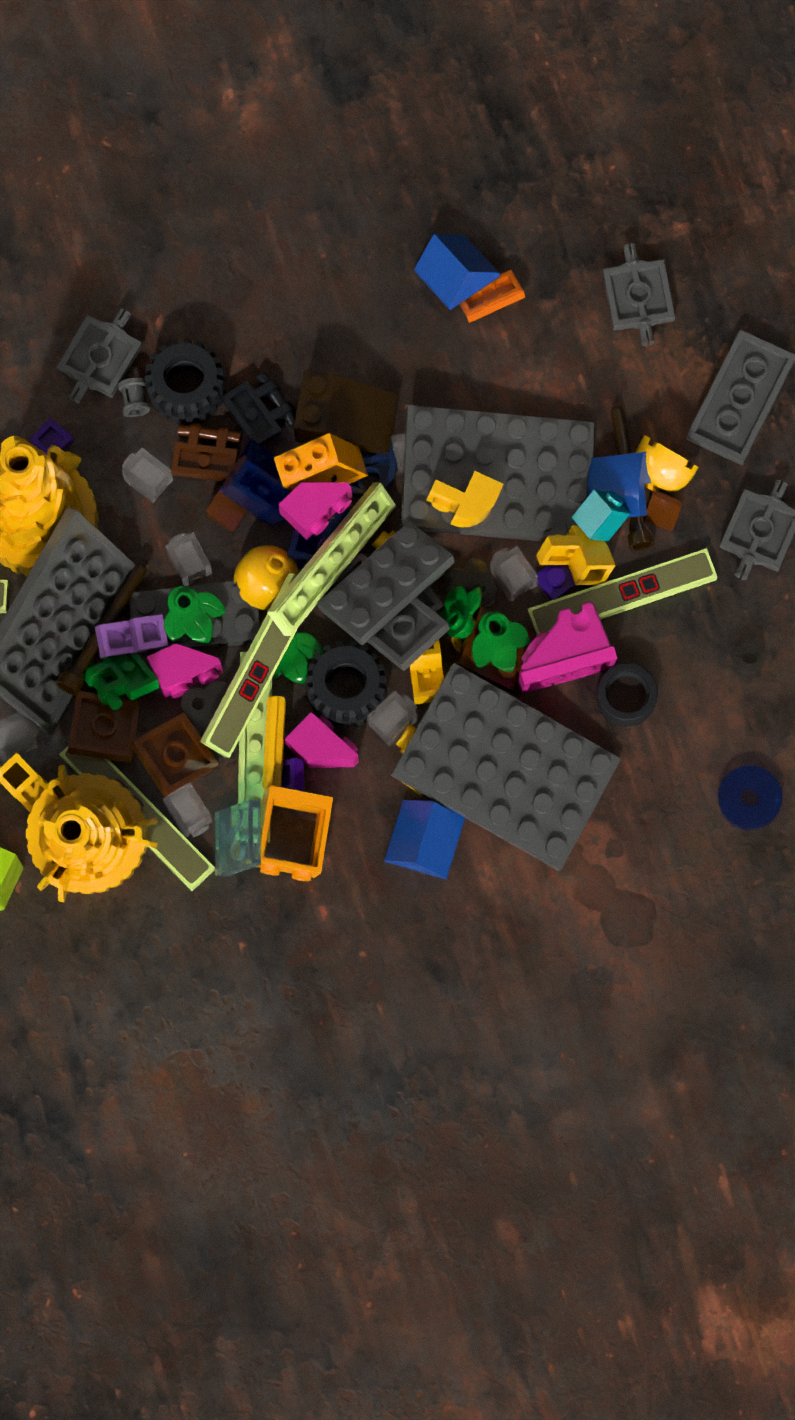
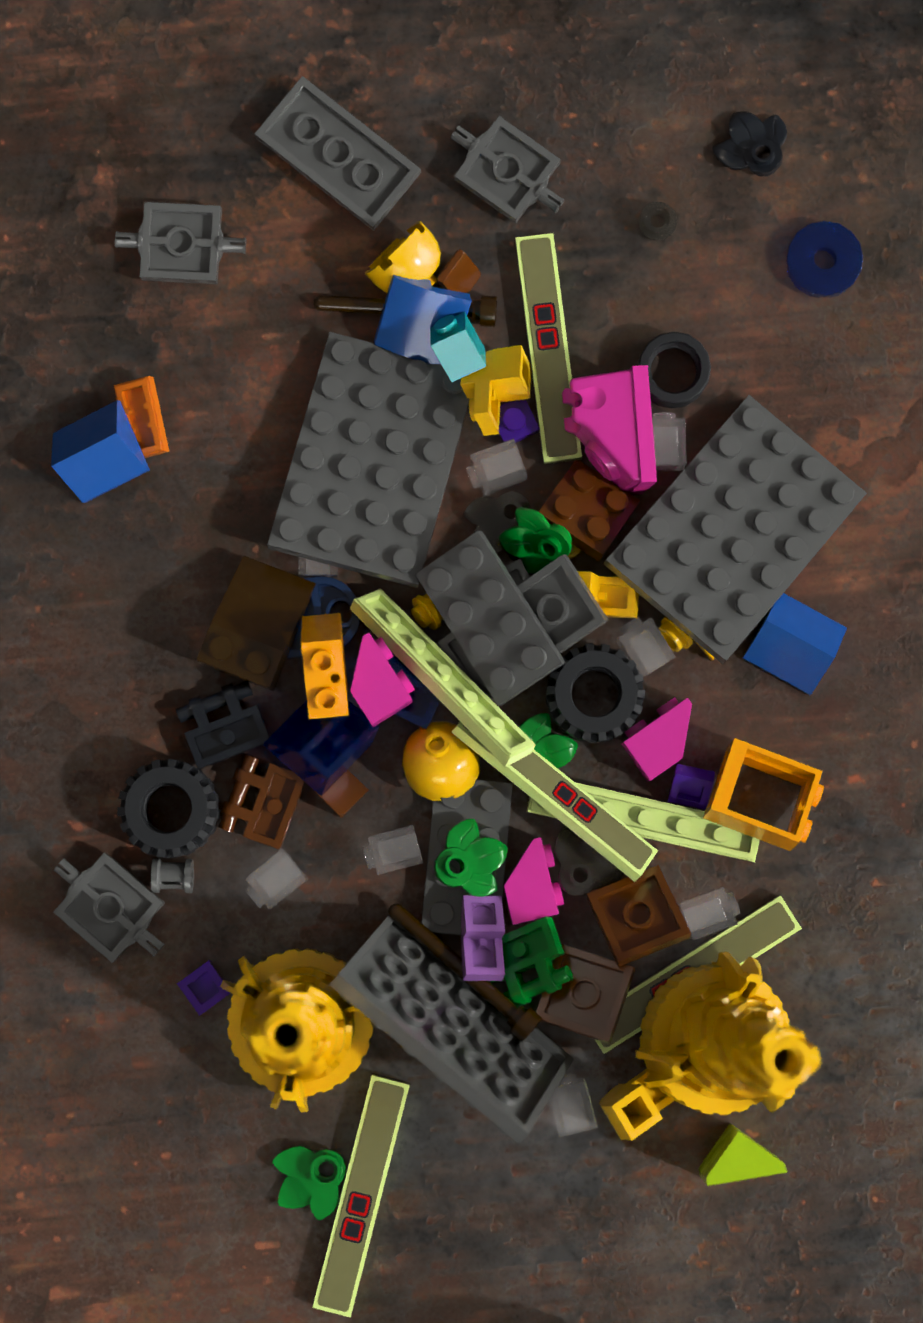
camera: 80 degrees left, 10 degrees up
(237, 838) = (759, 860): clear light blue plate -> none
(274, 741) = (649, 794): yellow axle -> none
(469, 506) = (416, 494): yellow brick -> none
(498, 646) = (592, 502): green plate -> none
(564, 698) = (669, 441): none -> clear brick

